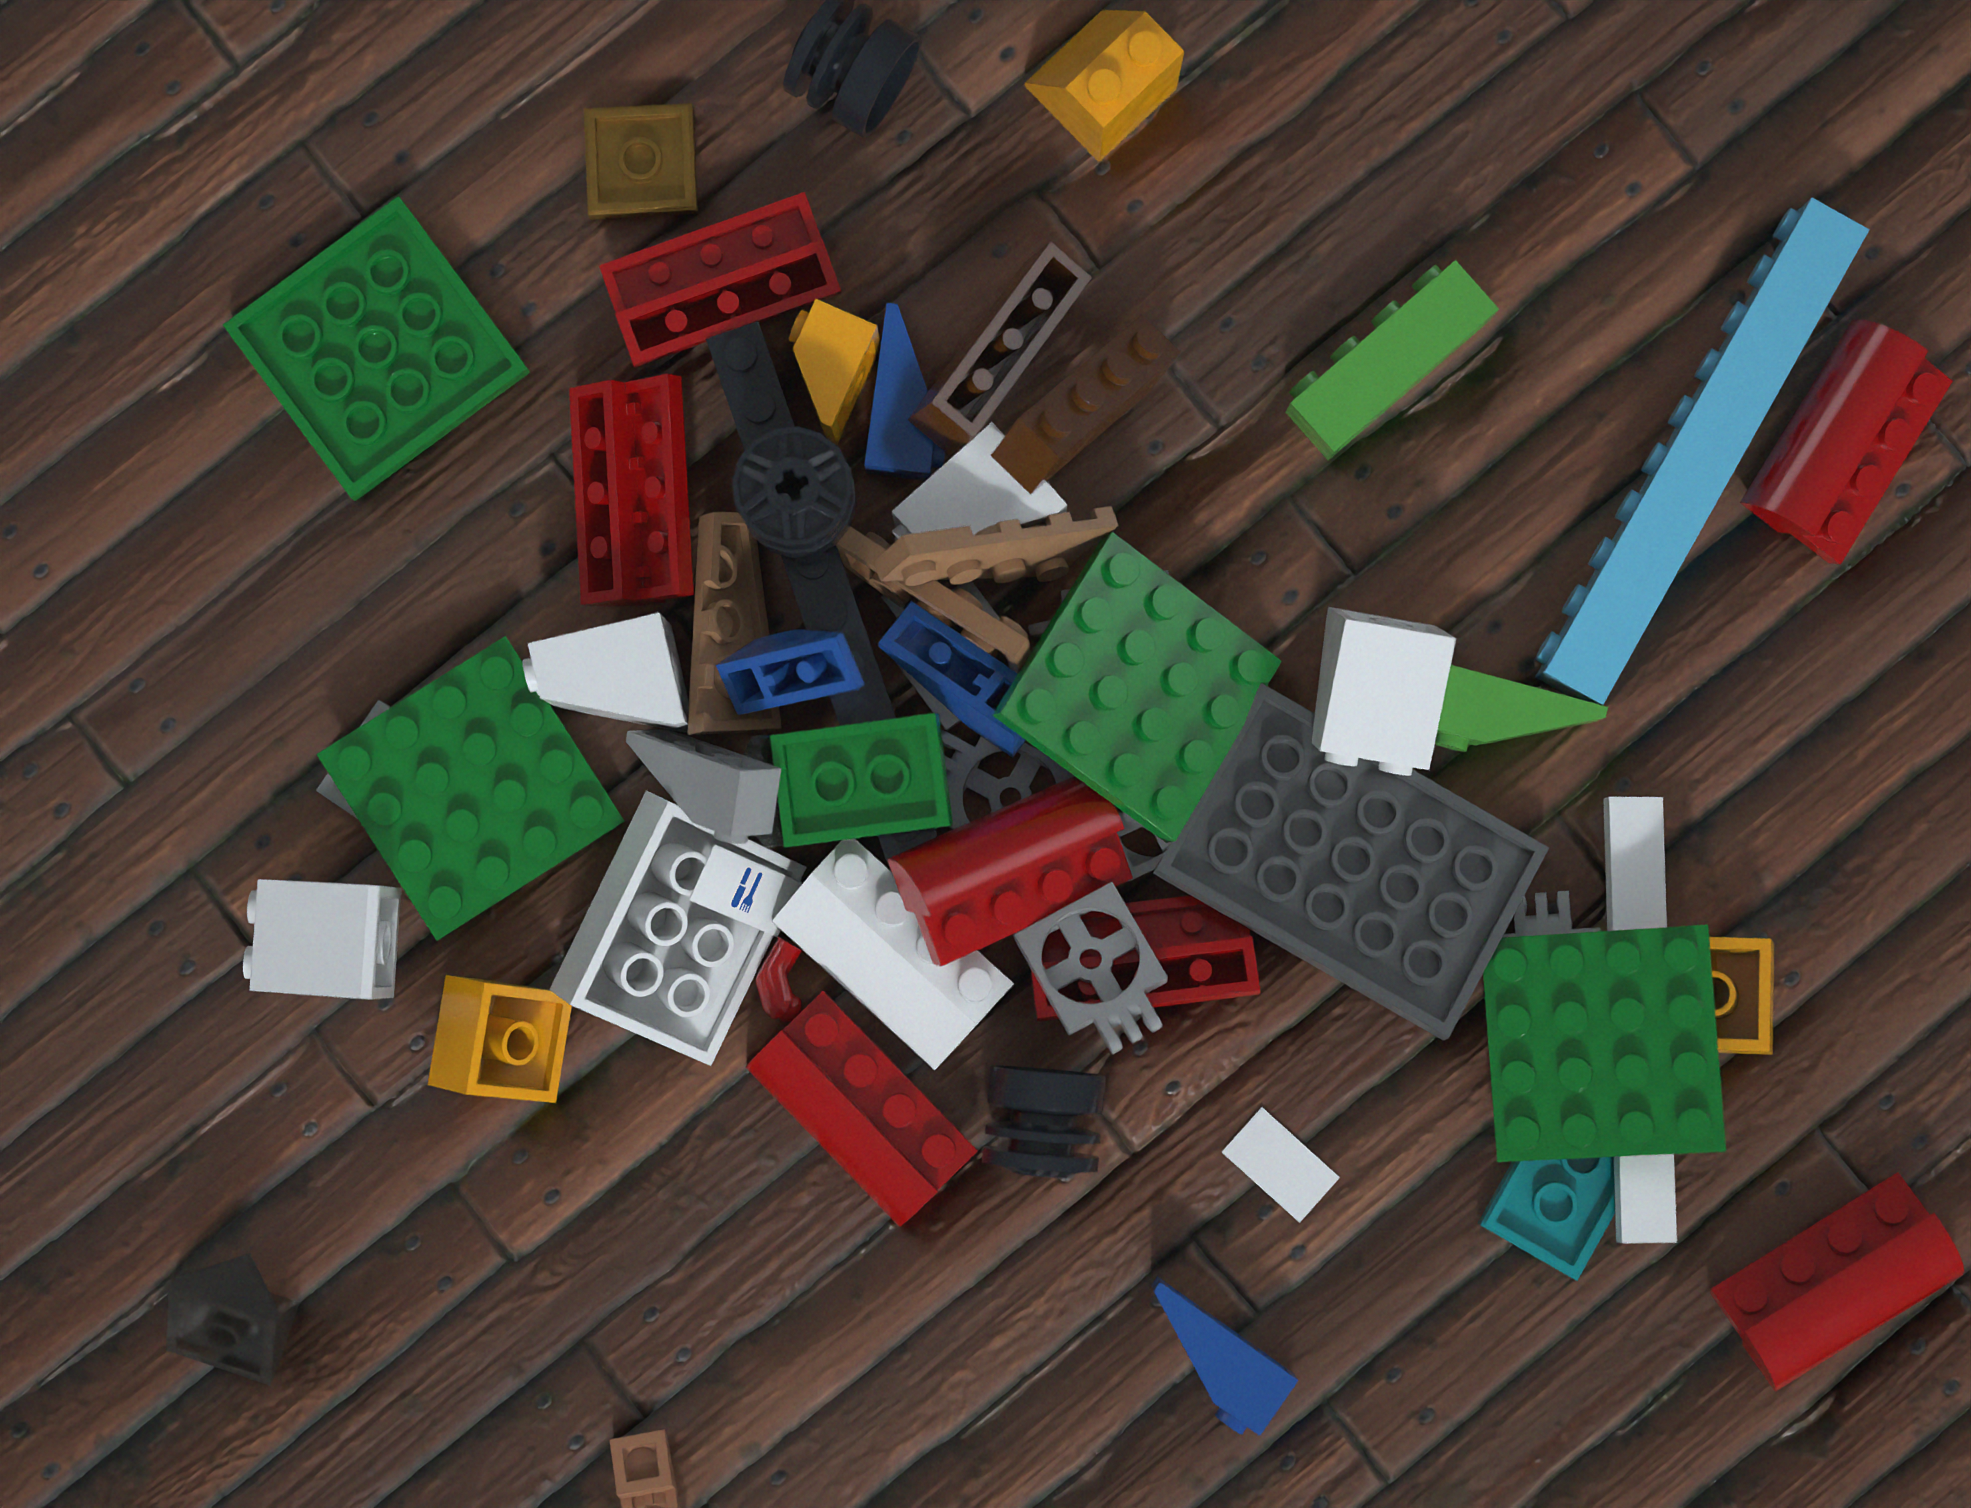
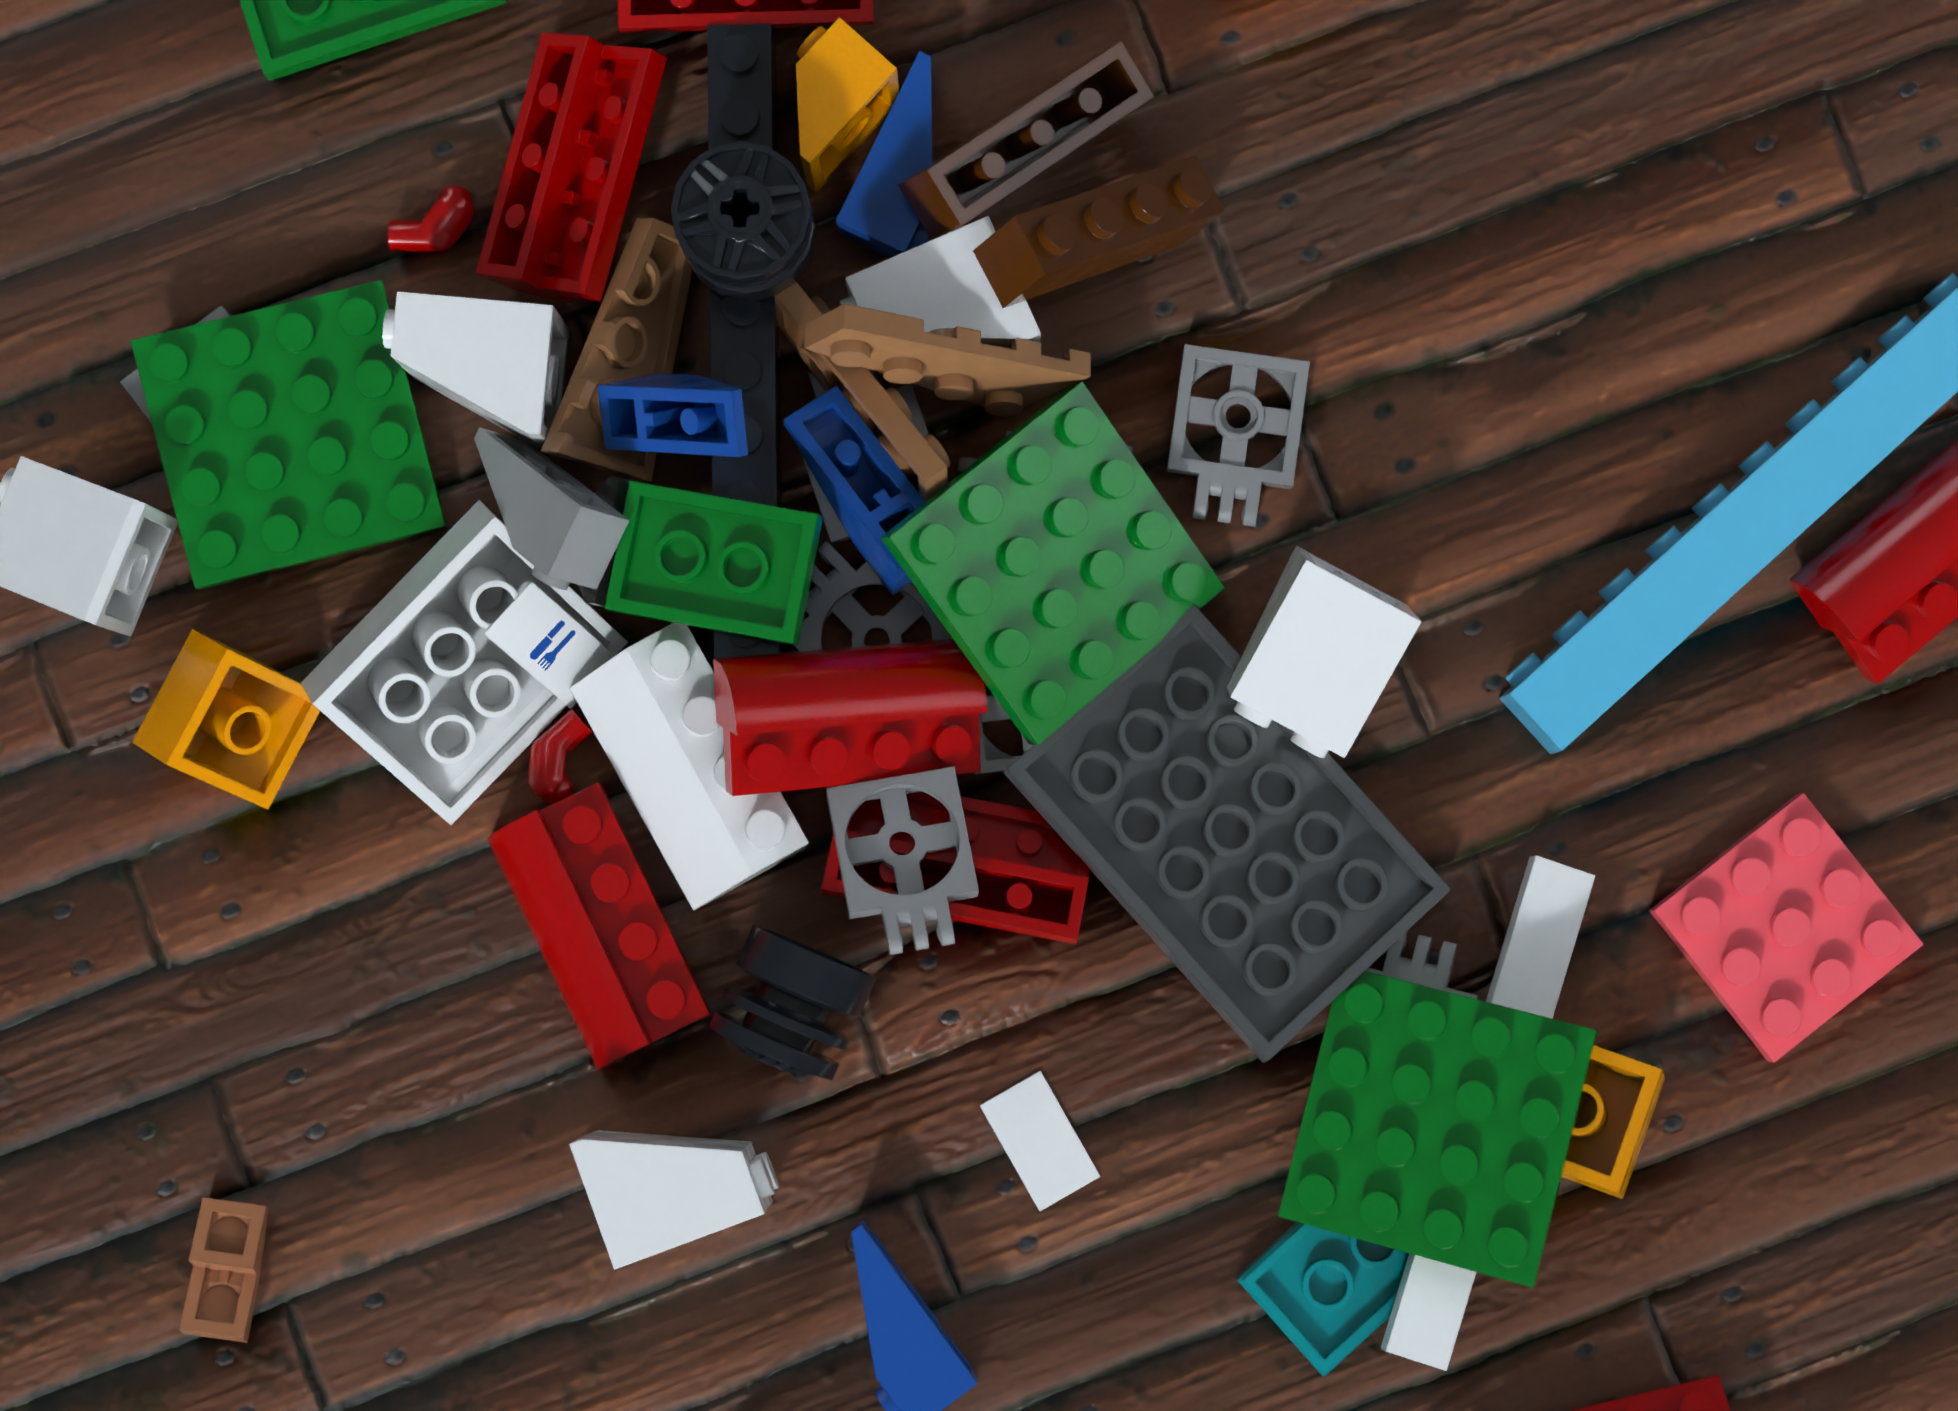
camera: 15 degrees right, 0 degrees up
(536, 577) = (439, 227): none -> red arm
(994, 1304) = (669, 1189): none -> white slope
(1255, 568) = (1230, 477): none -> light grey piece
(1391, 359) = (1455, 295): bright green brick -> none
(1494, 709) = (1441, 718): bright green slope -> none
(1831, 788) = (1786, 927): none -> coral plate

